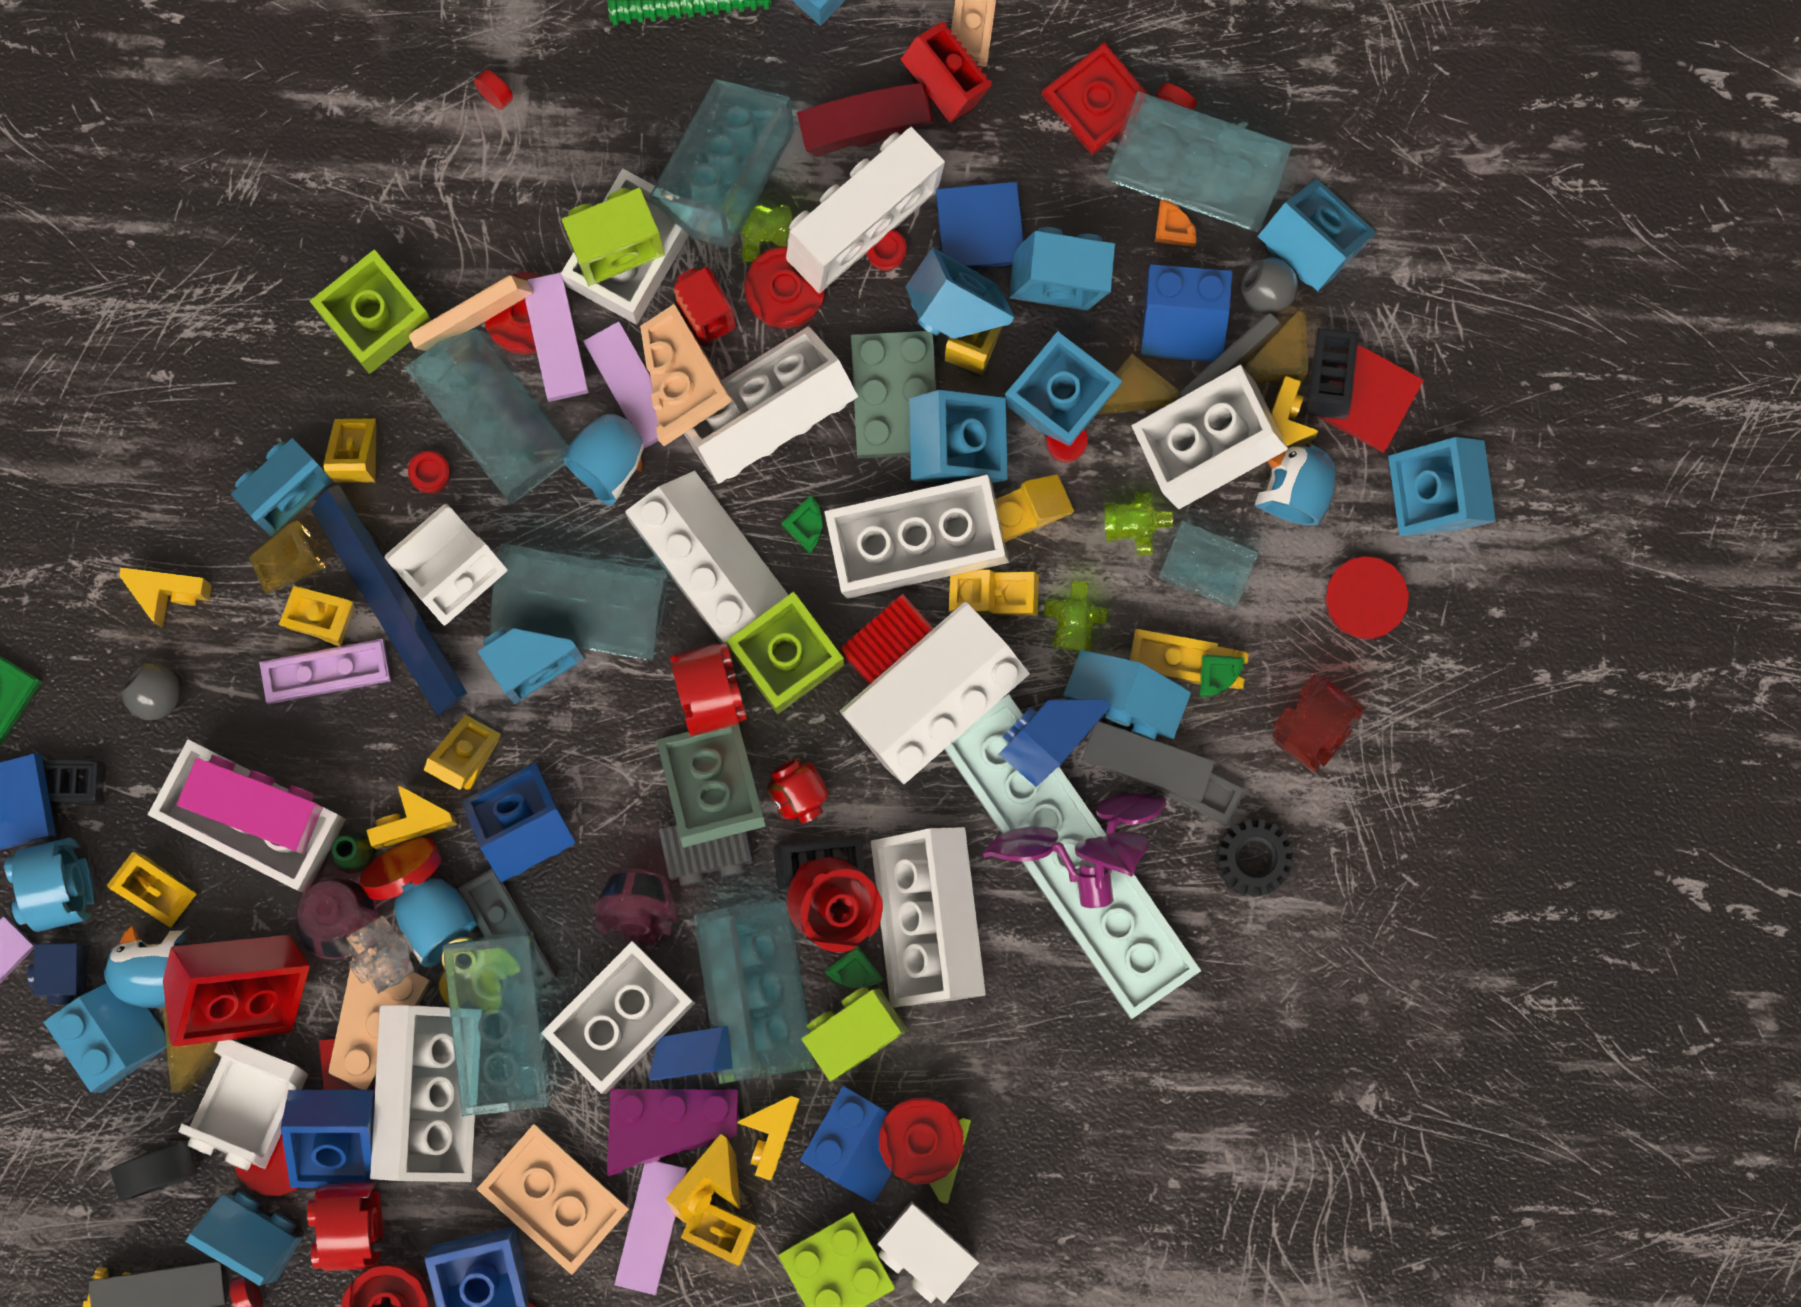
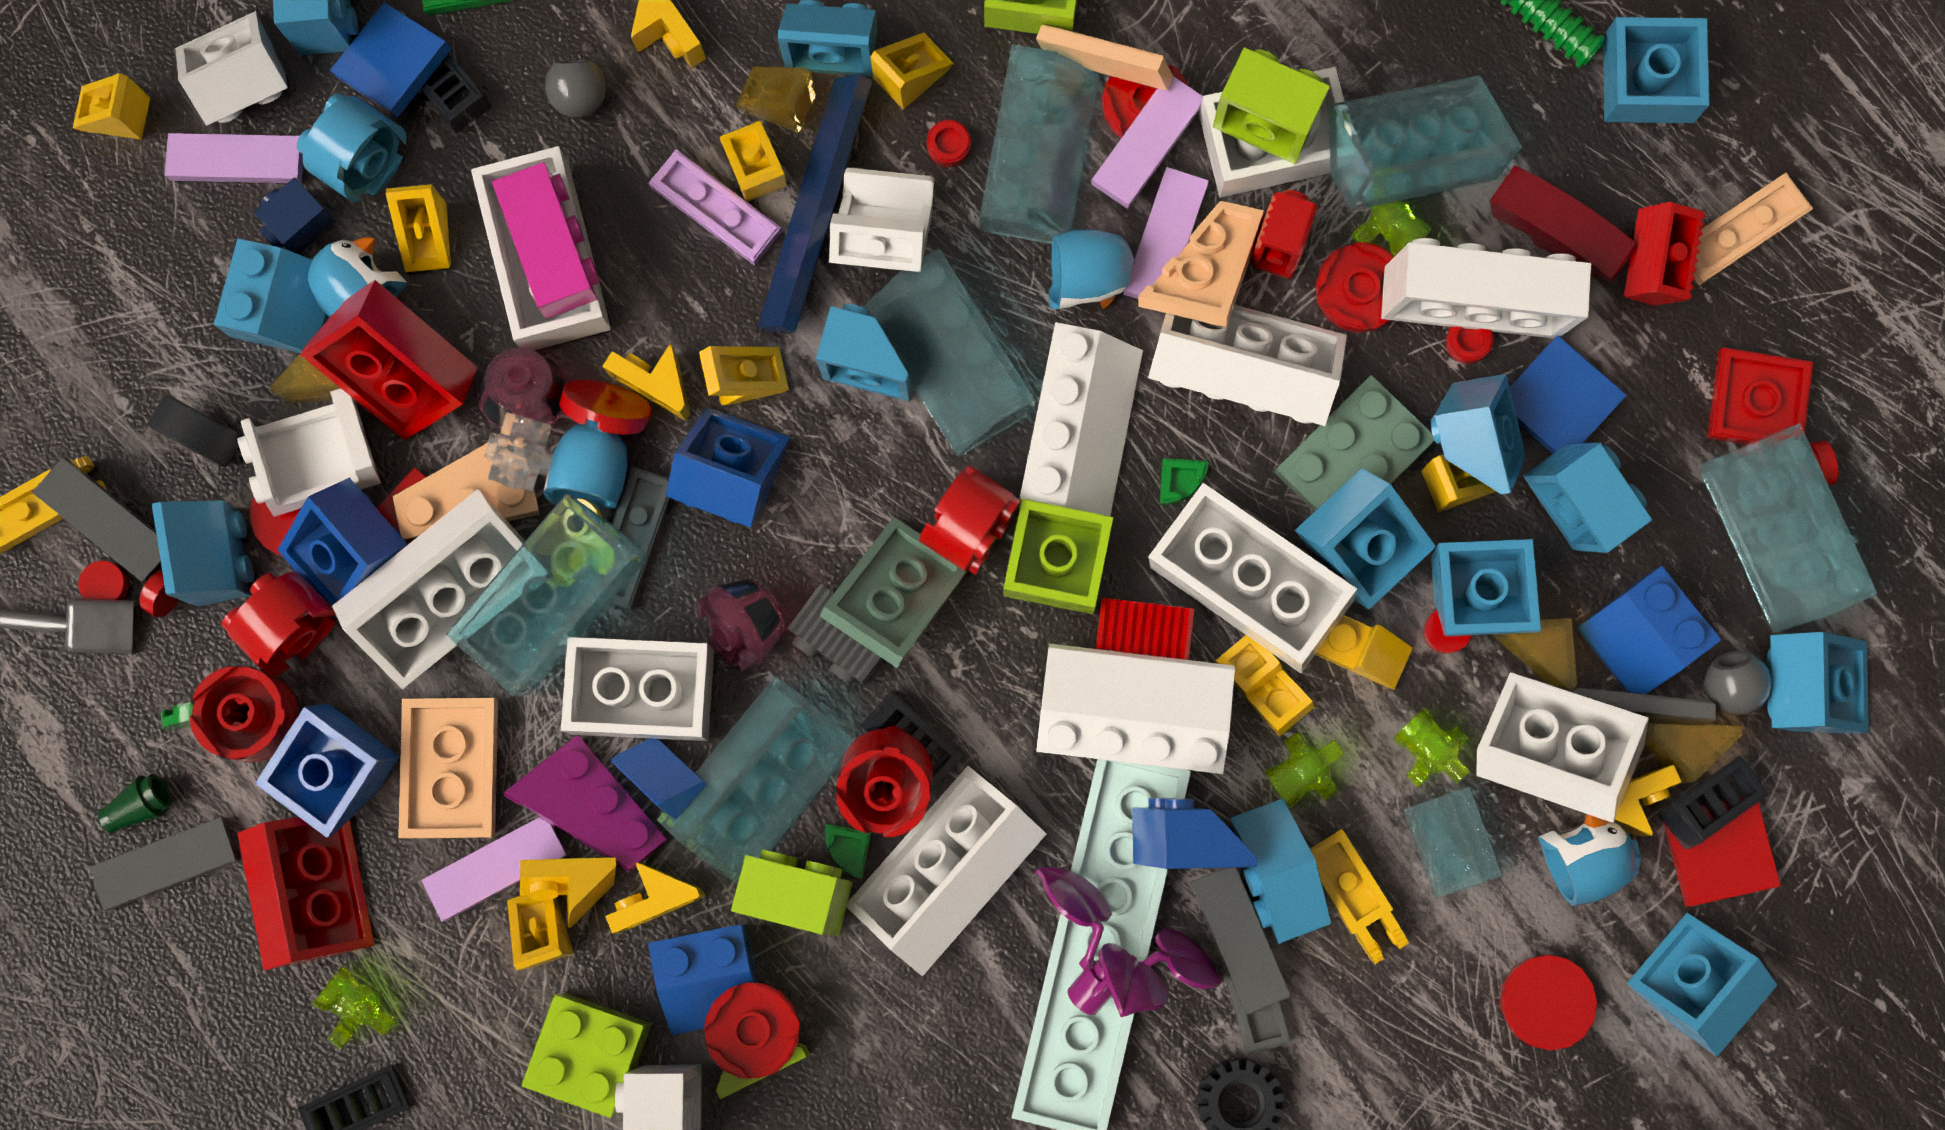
camera: 55 degrees right, 0 degrees up
(360, 856) = (590, 364): dark green cone -> none
(797, 790) = (954, 668): red head -> none
(1174, 225) = (1712, 558): orange tile -> none
(1218, 674) = (1367, 933): green tile -> none
(1317, 724) = (1402, 1057): clear red brick -> none

